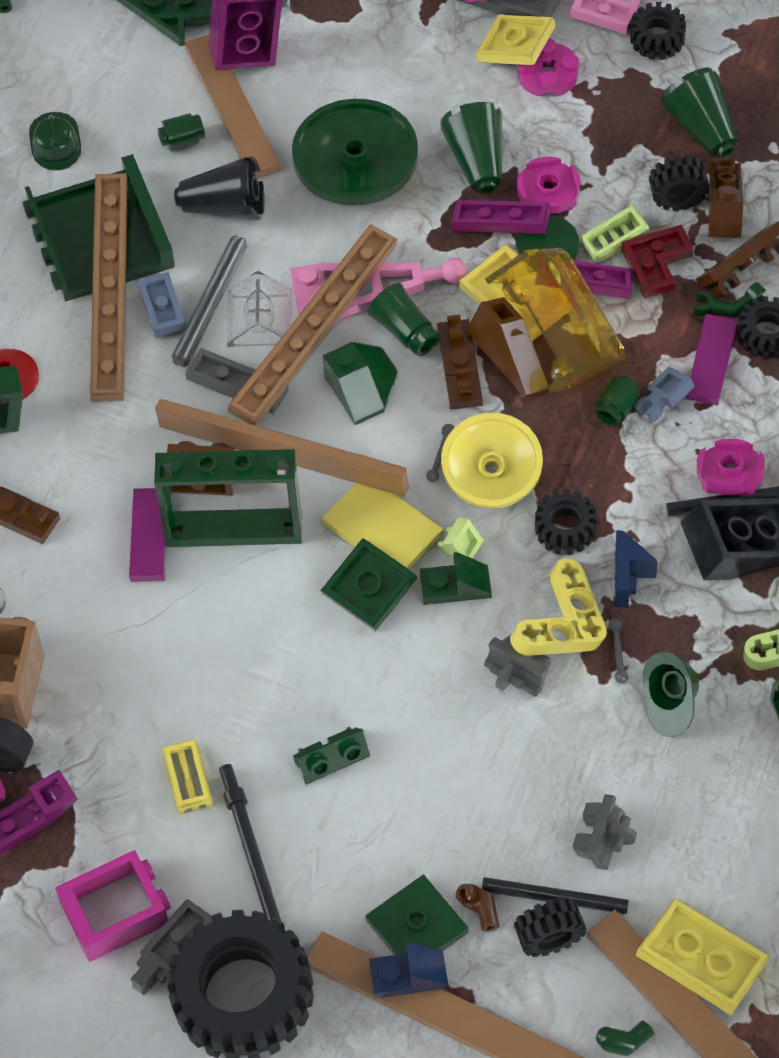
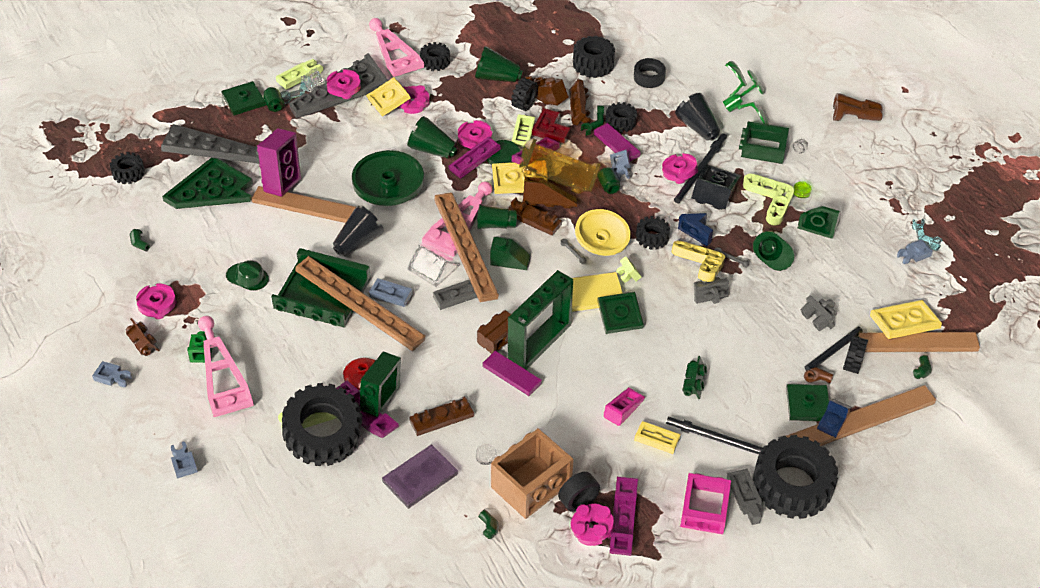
camera: 55 degrees left, 10 degrees down
(181, 131) = (302, 227): dark green brick -> none
(193, 710) = (621, 407): none -> dark pink slope
(209, 301) = (406, 276): dark grey axle -> none
(308, 454) = (511, 299): medium nougat tile -> none
(457, 582) = (646, 286): dark green slope -> none

